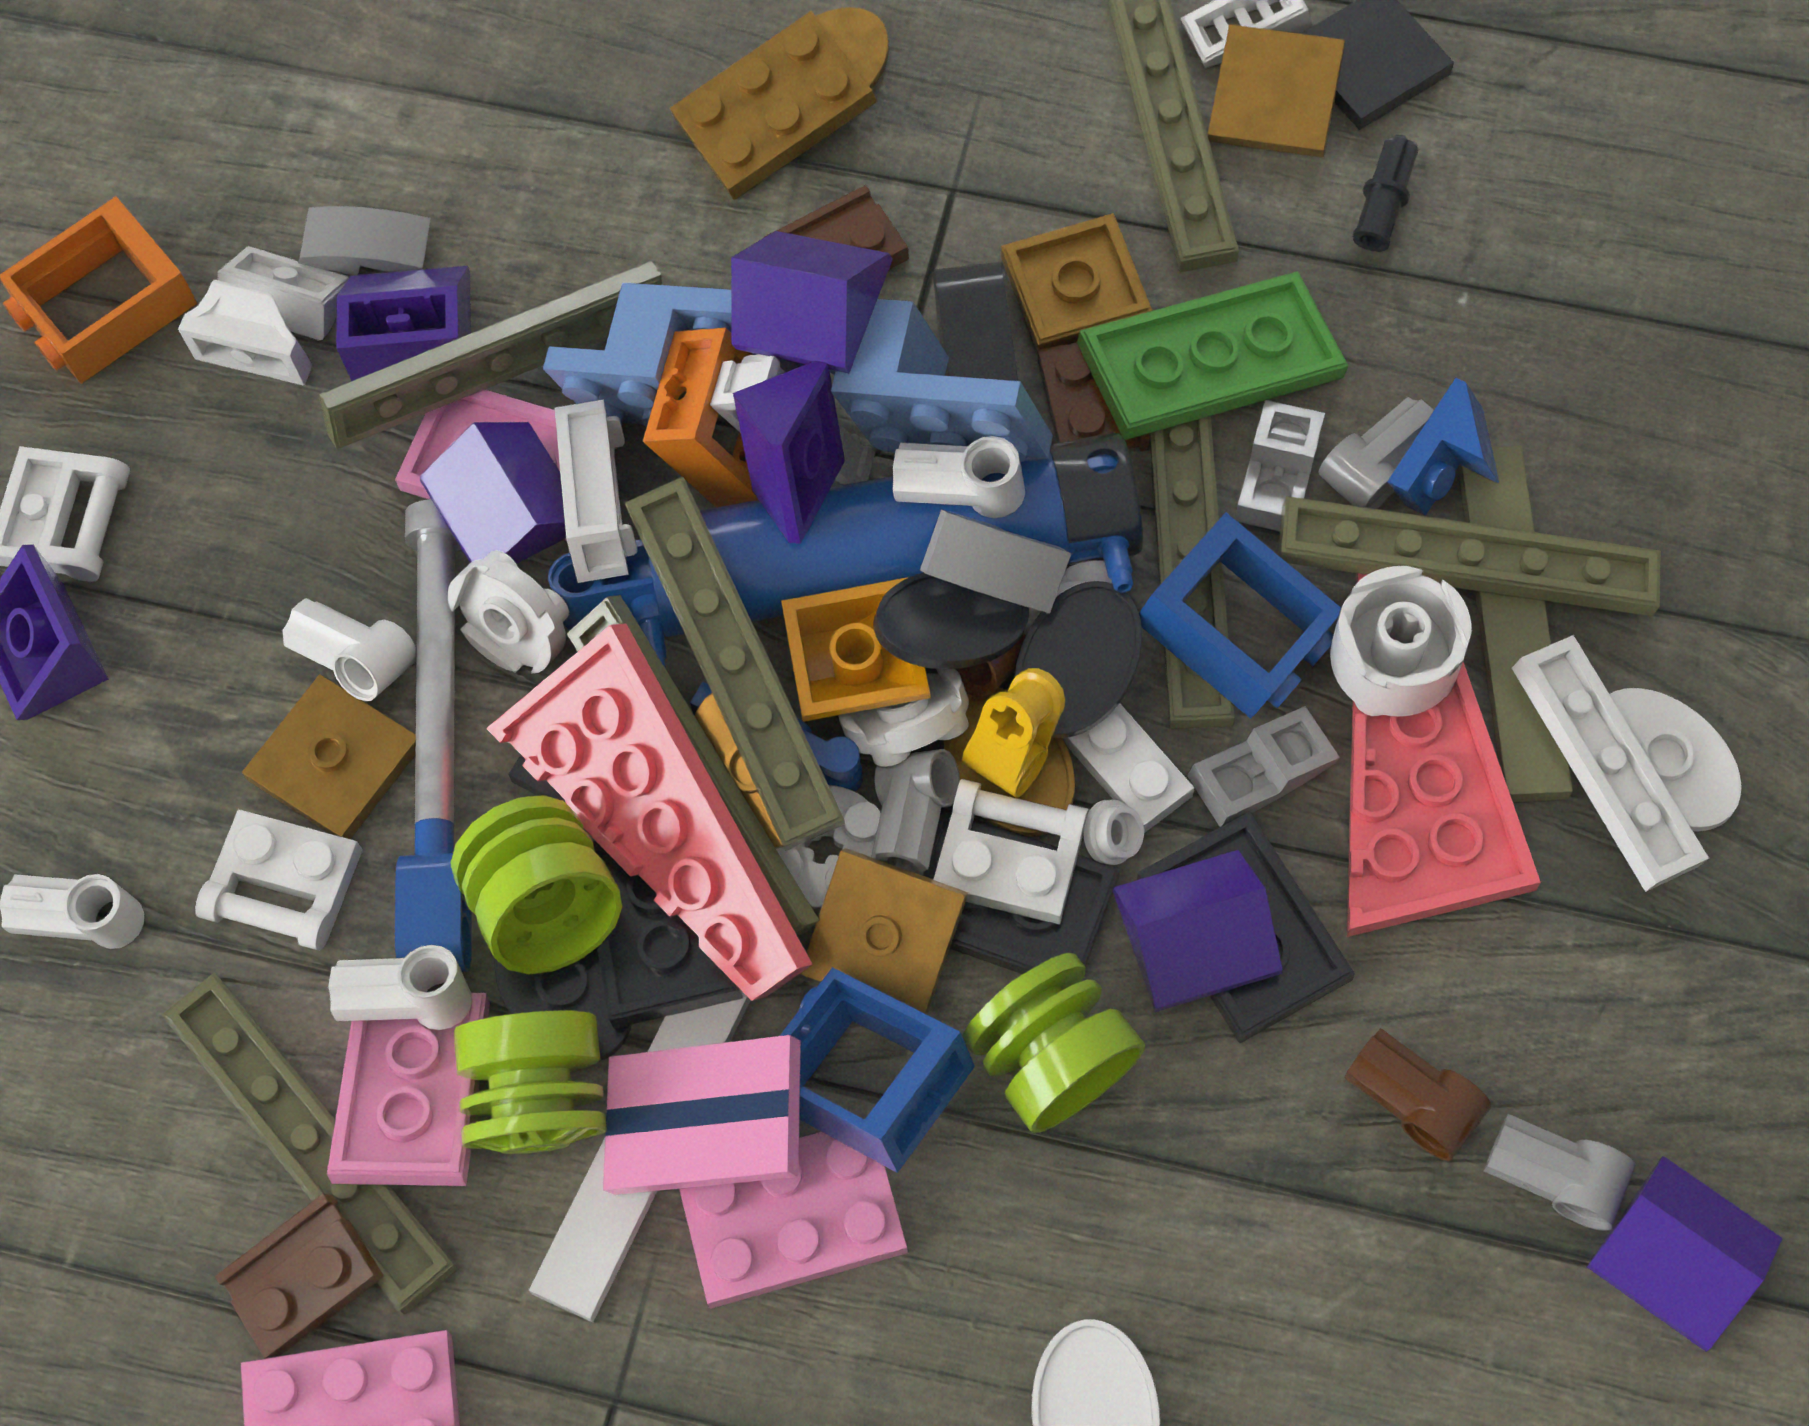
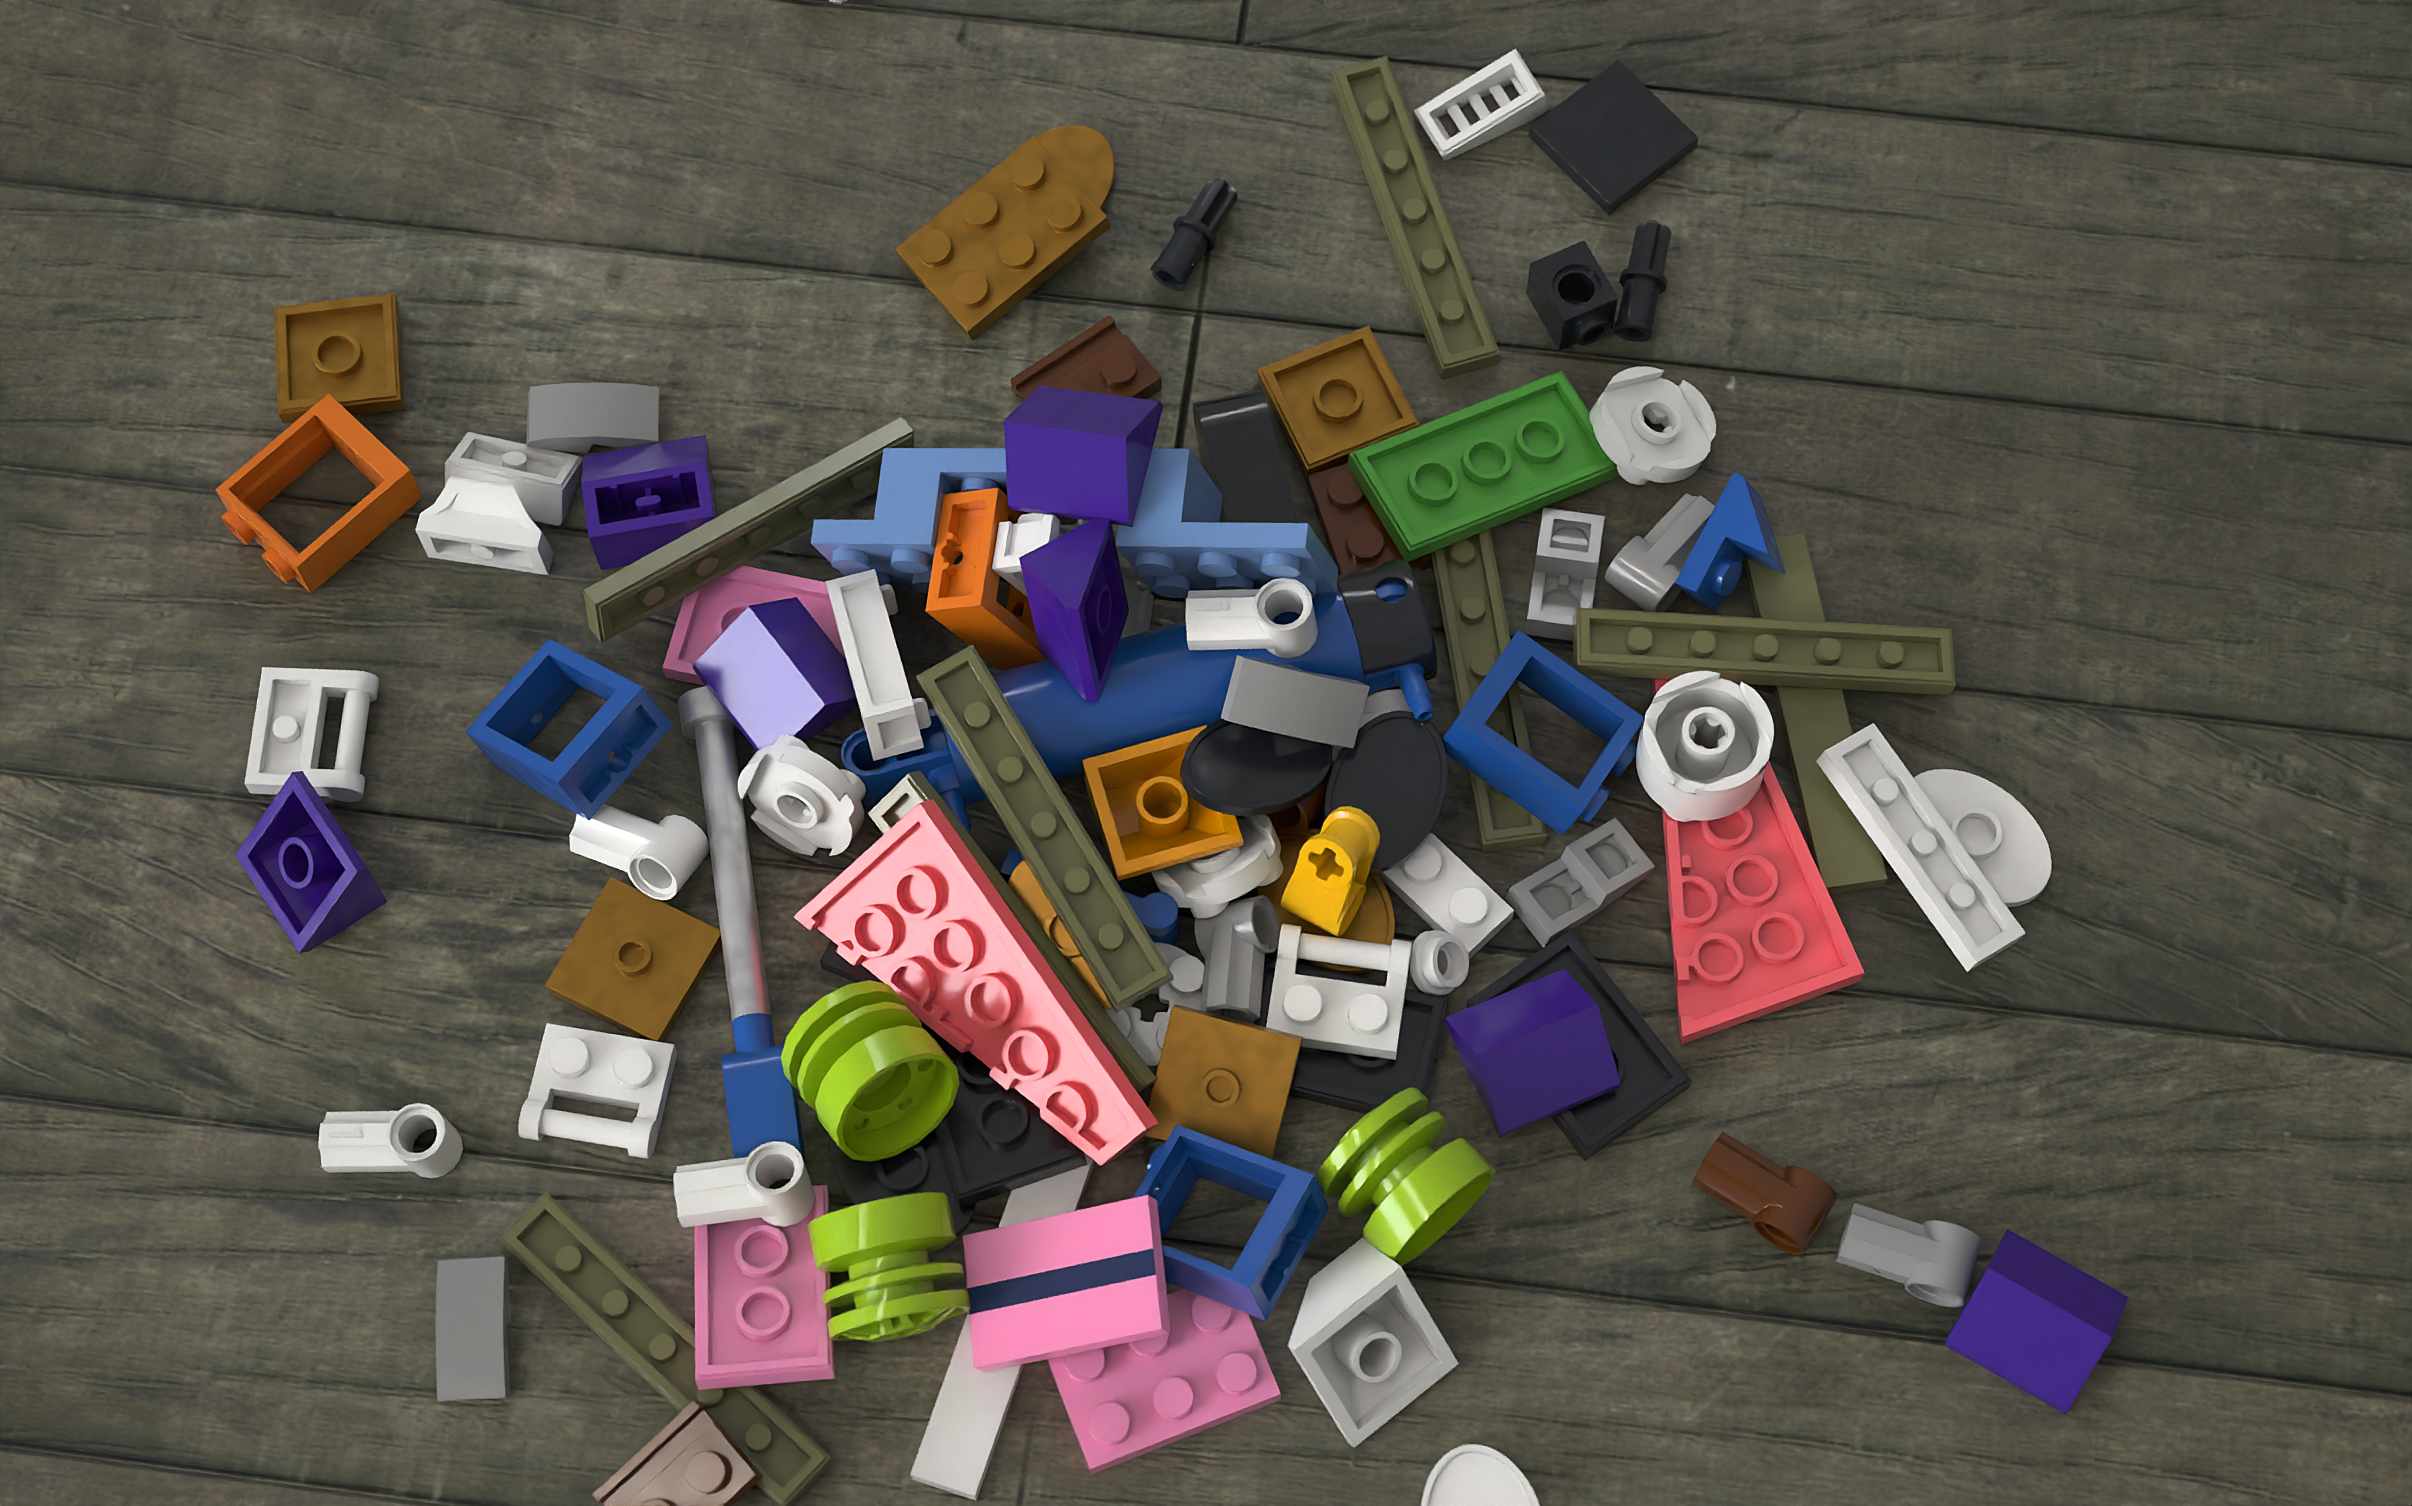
camera: 10 degrees left, 0 degrees up
(122, 1099) = (472, 1328): none -> light grey slope
(142, 161) = (339, 350): none -> pearl gold plate
(297, 568) = (580, 775): none -> blue window
(956, 116) = (1194, 234): none -> black axle
(997, 1204) = (1367, 1341): none -> white slope
(1276, 90) = (1520, 182): pearl gold tile -> none
(1315, 180) = (1572, 274): none -> black brick
(1366, 352) = (1635, 447): none -> white plate

